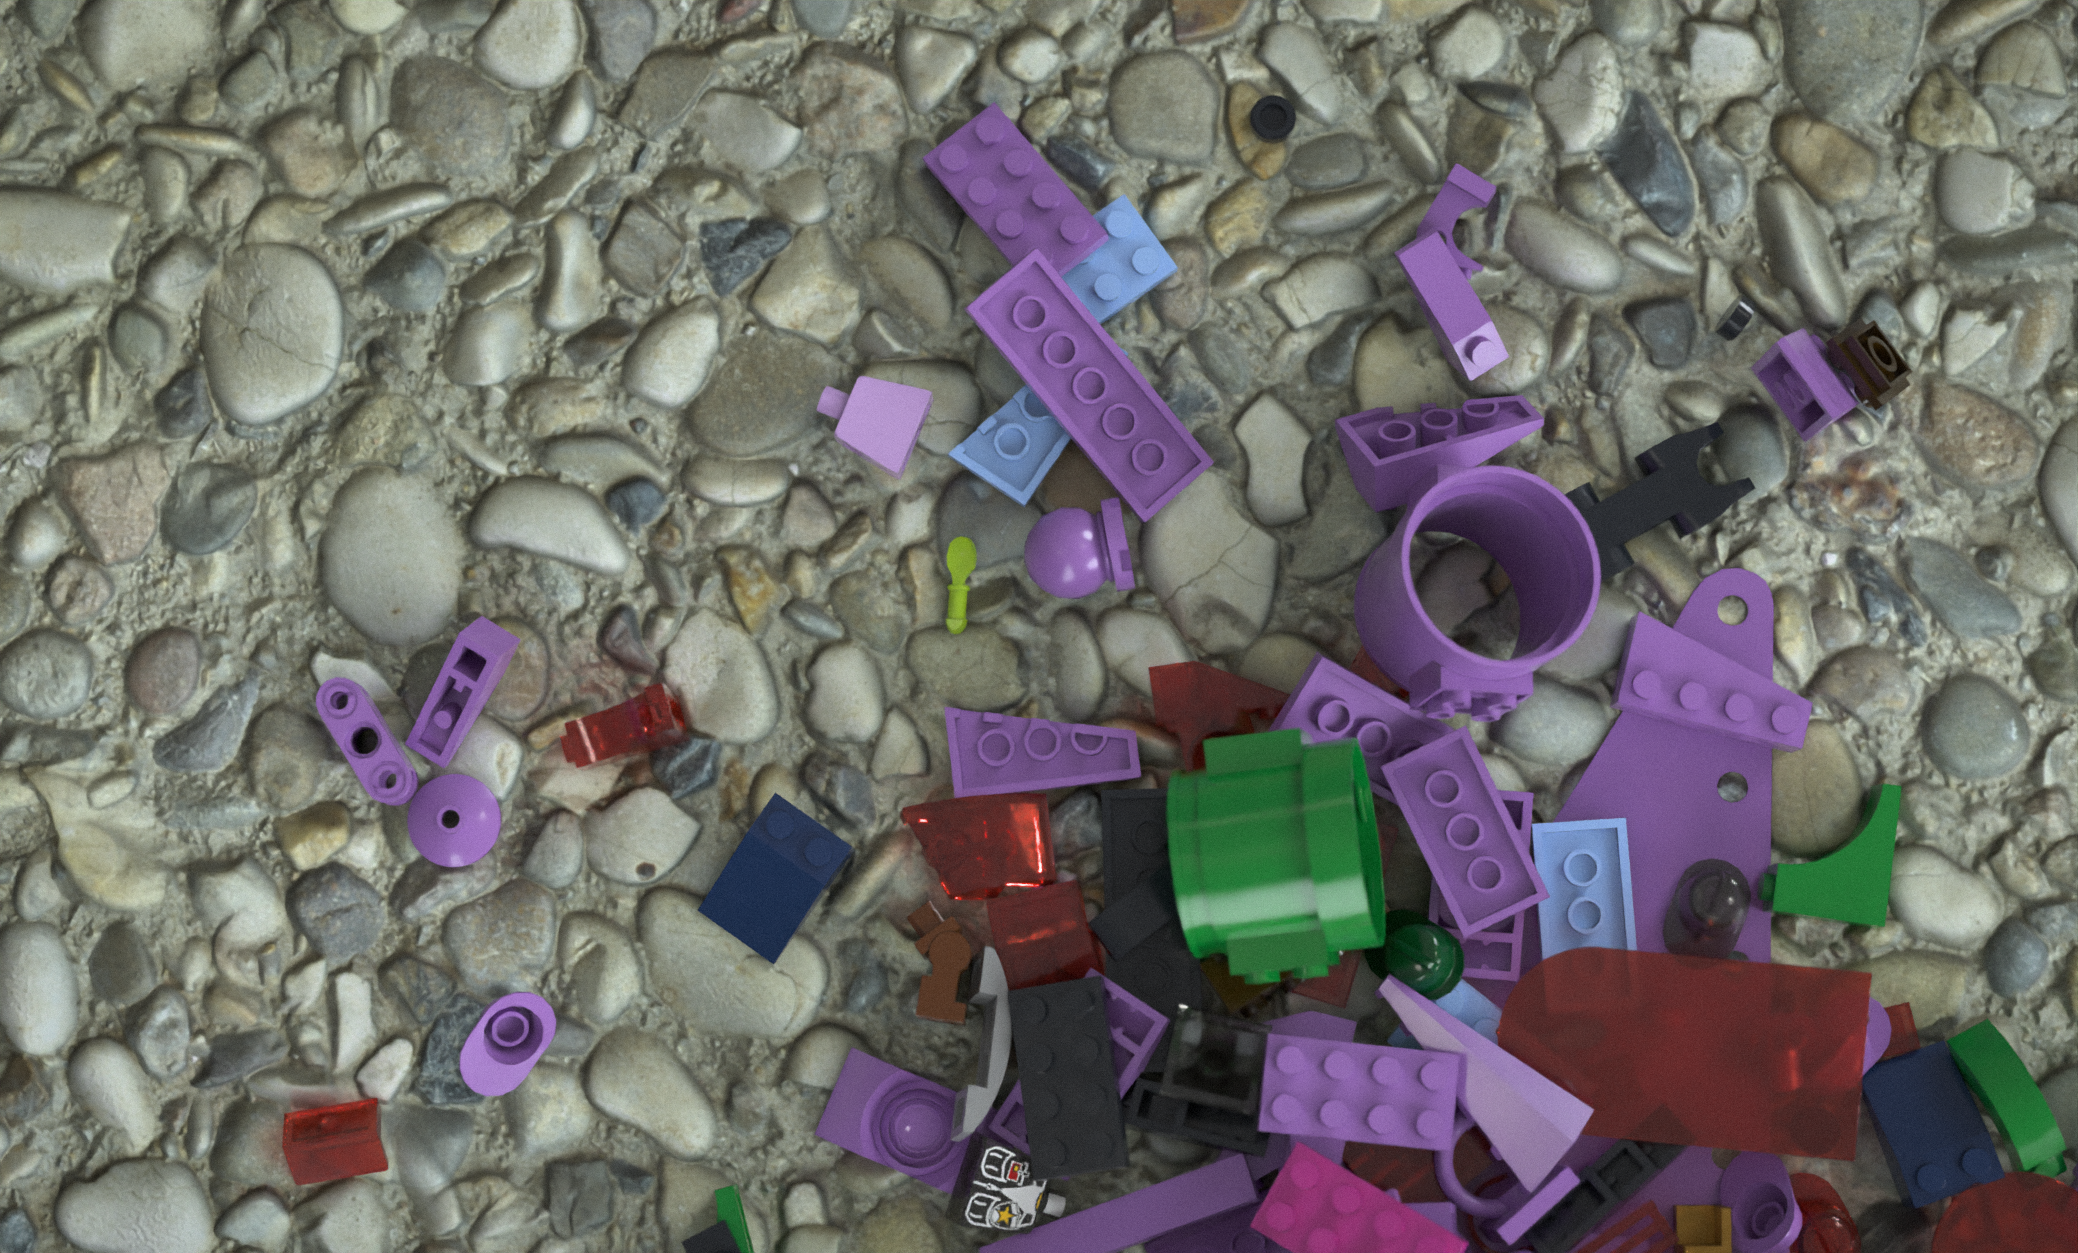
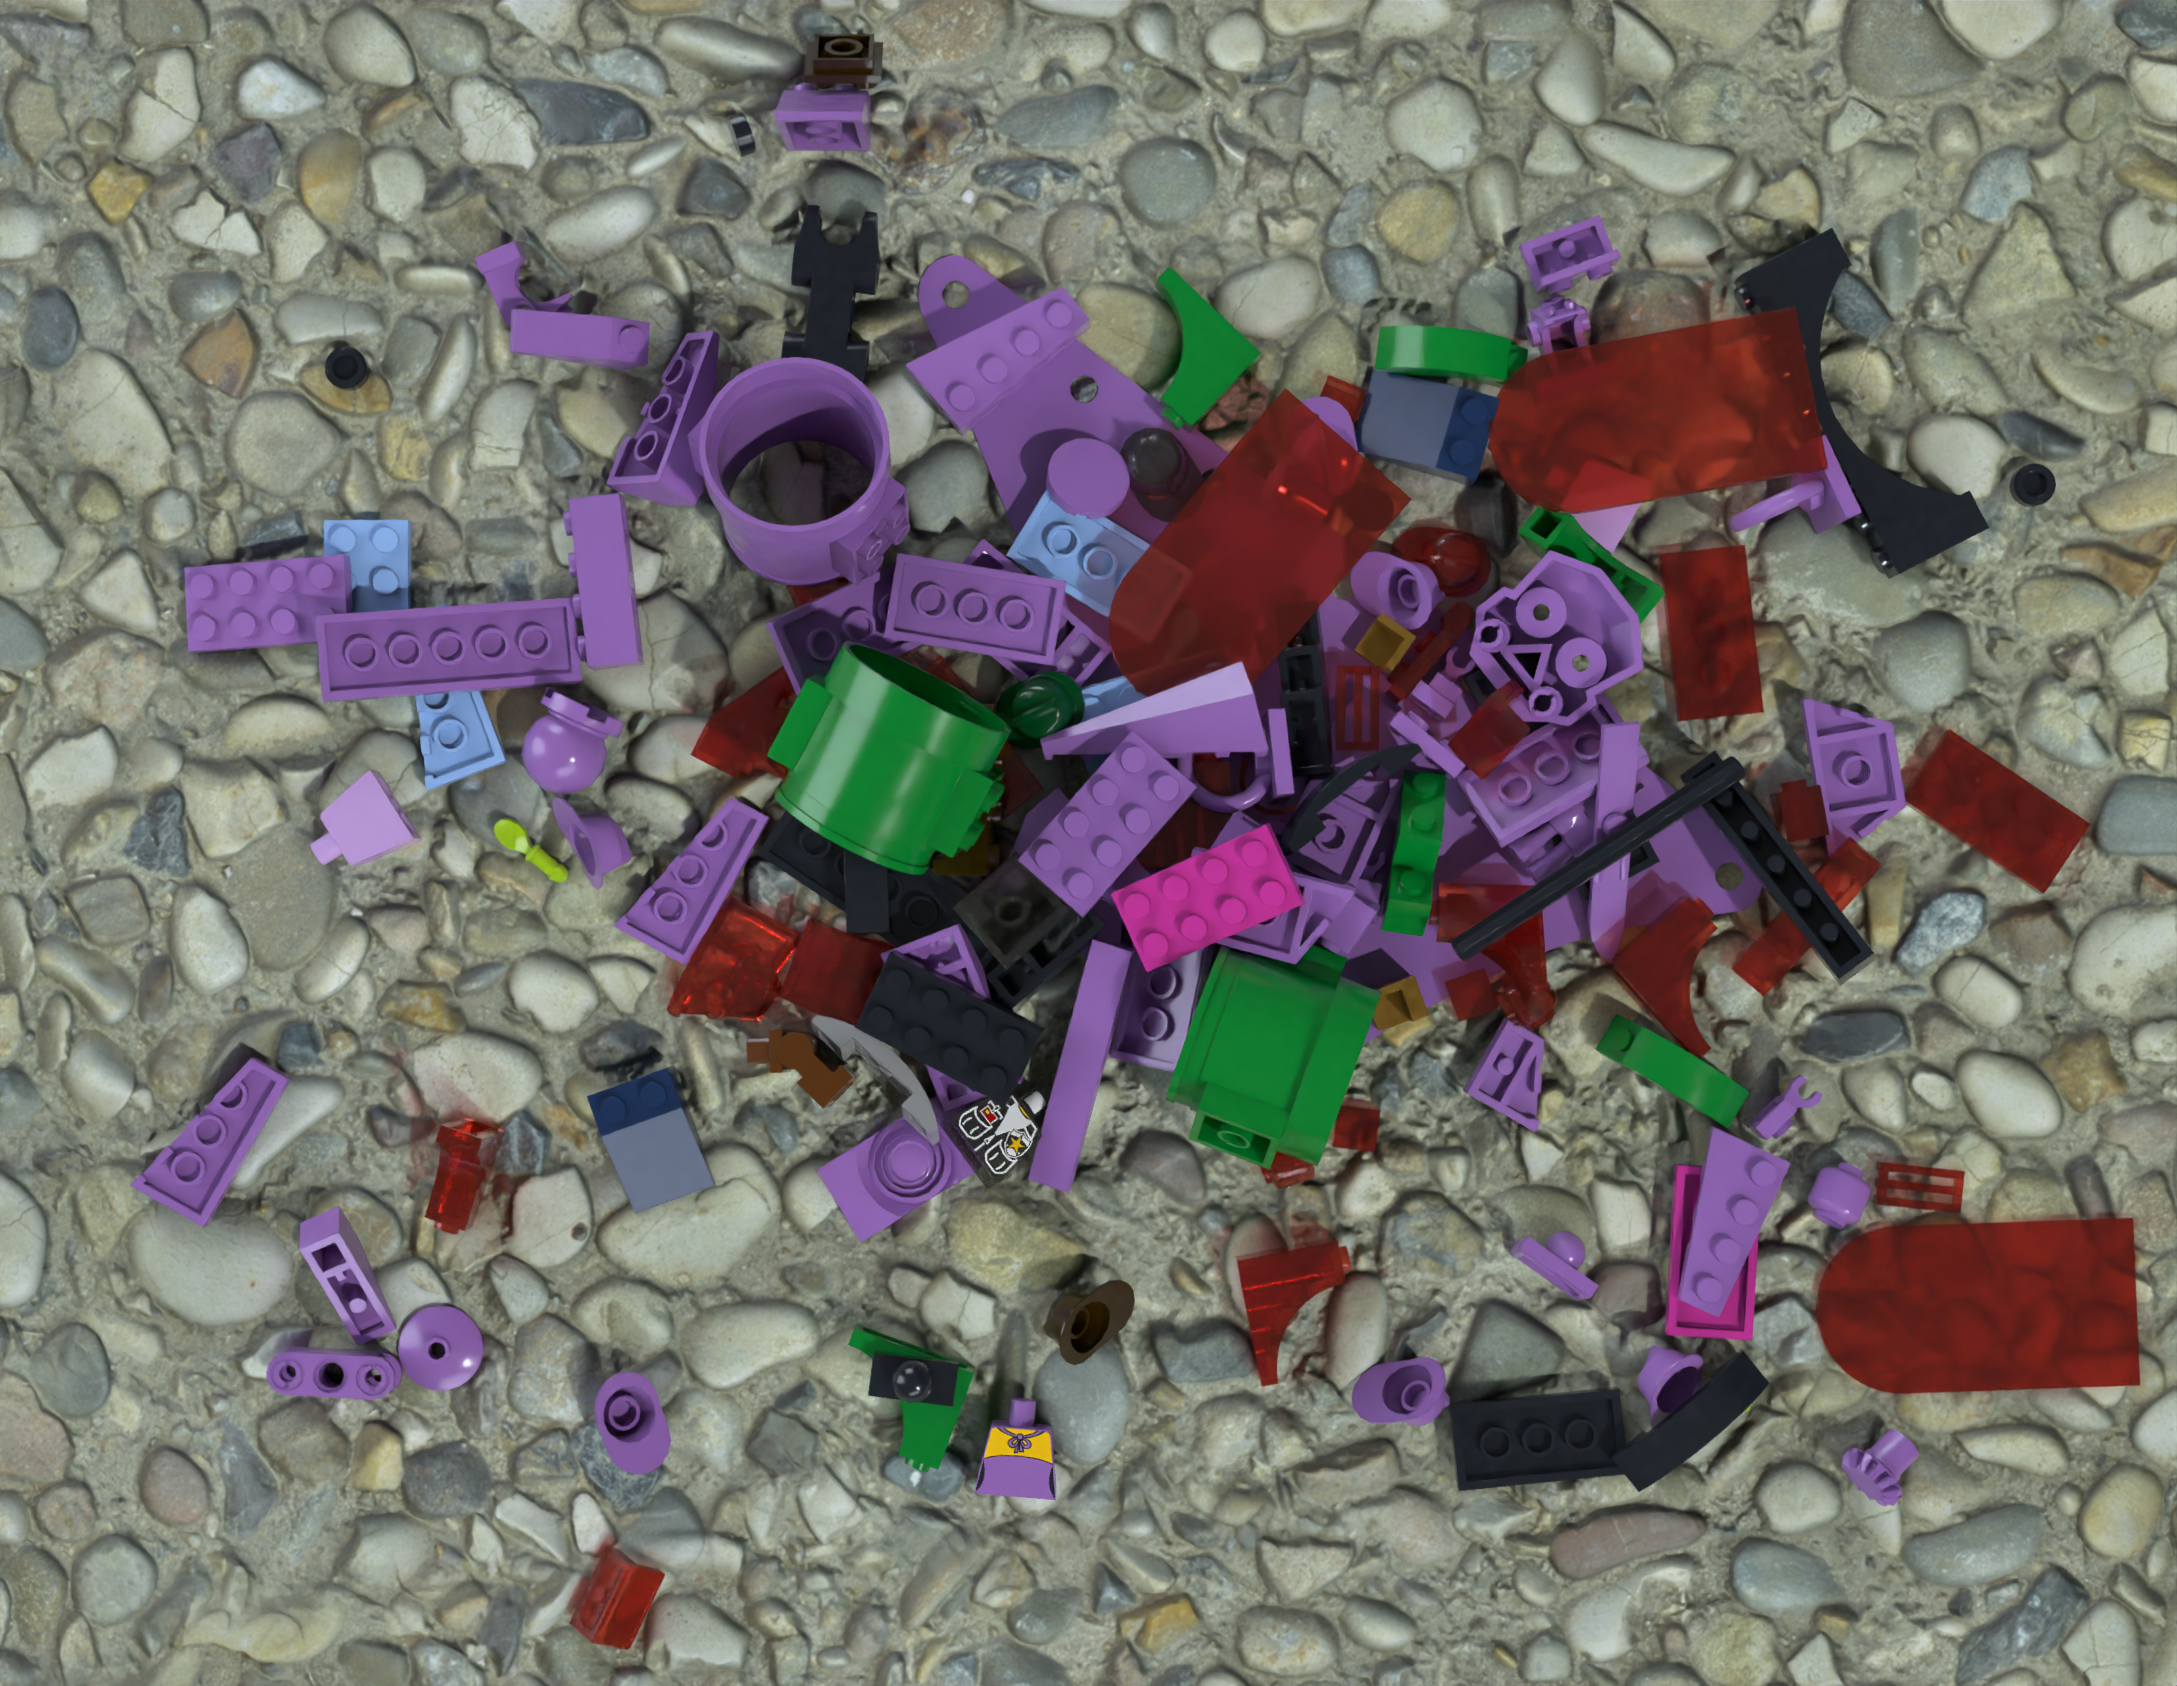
camera: 60 degrees left, 5 degrees up
(486, 490) = (208, 1154): none -> medium lavender wing
(1009, 634) = (594, 838): none -> medium lavender piece
(1248, 480) = (605, 582): none -> medium lavender brick
(1655, 848) = (1087, 478): none -> medium lavender tile

